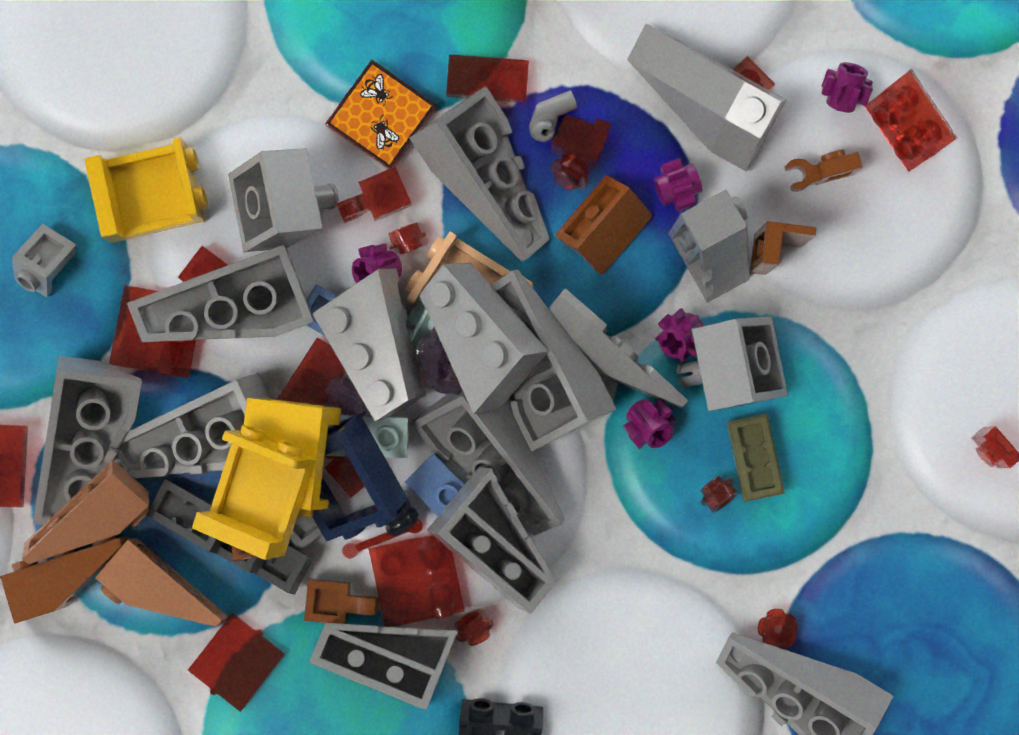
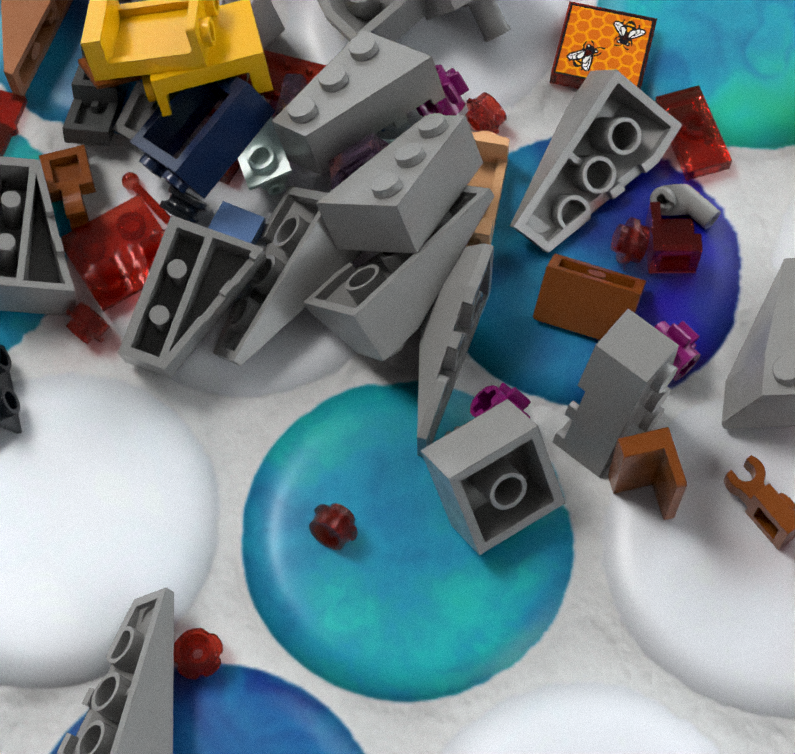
camera: 70 degrees right, 20 degrees down
(381, 195) = (514, 74): clear red plate -> none
(650, 423) = (384, 417): magenta gear -> none
(755, 457) = (392, 551): olive plate -> none

